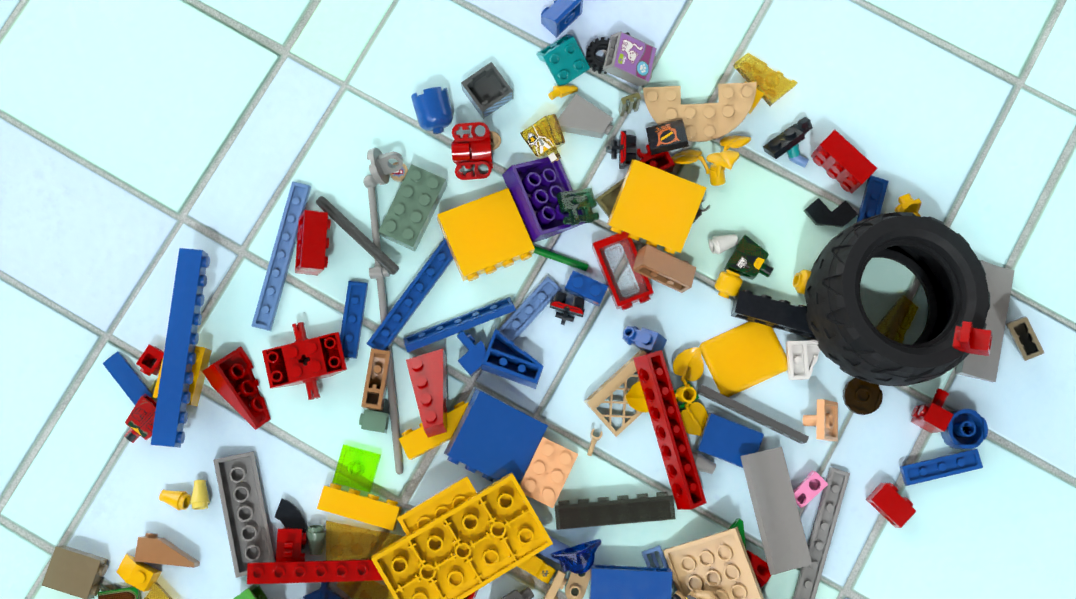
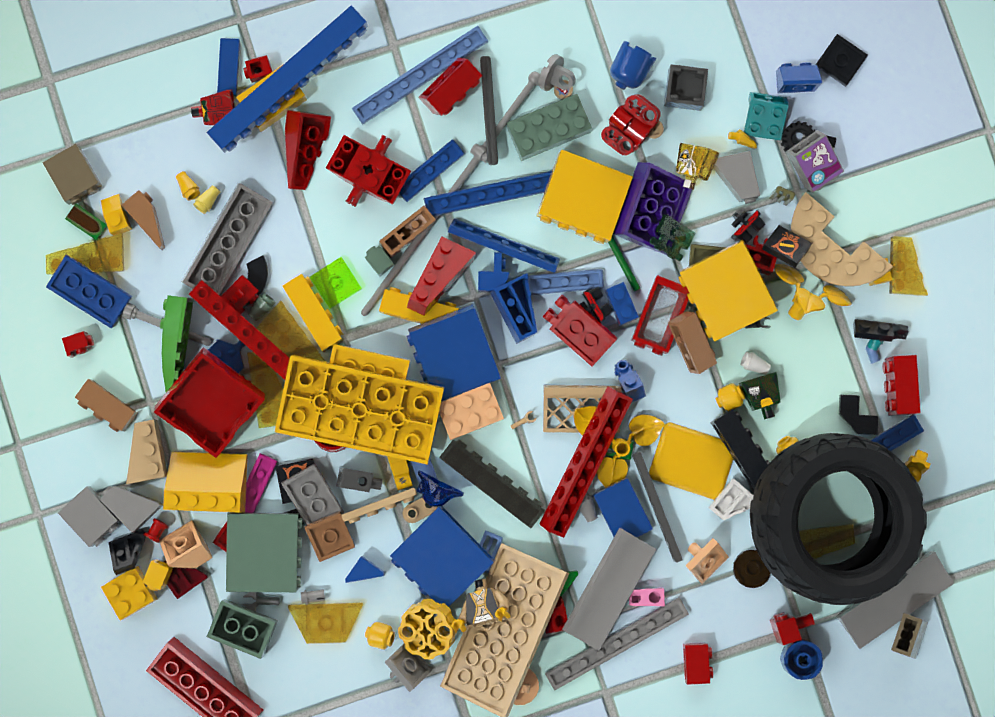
camera: 35 degrees right, 5 degrees up
(573, 335) = (580, 330): none -> red tile
(941, 467) = (759, 671): blue plate -> none
(972, 340) = (857, 593): red brick -> none

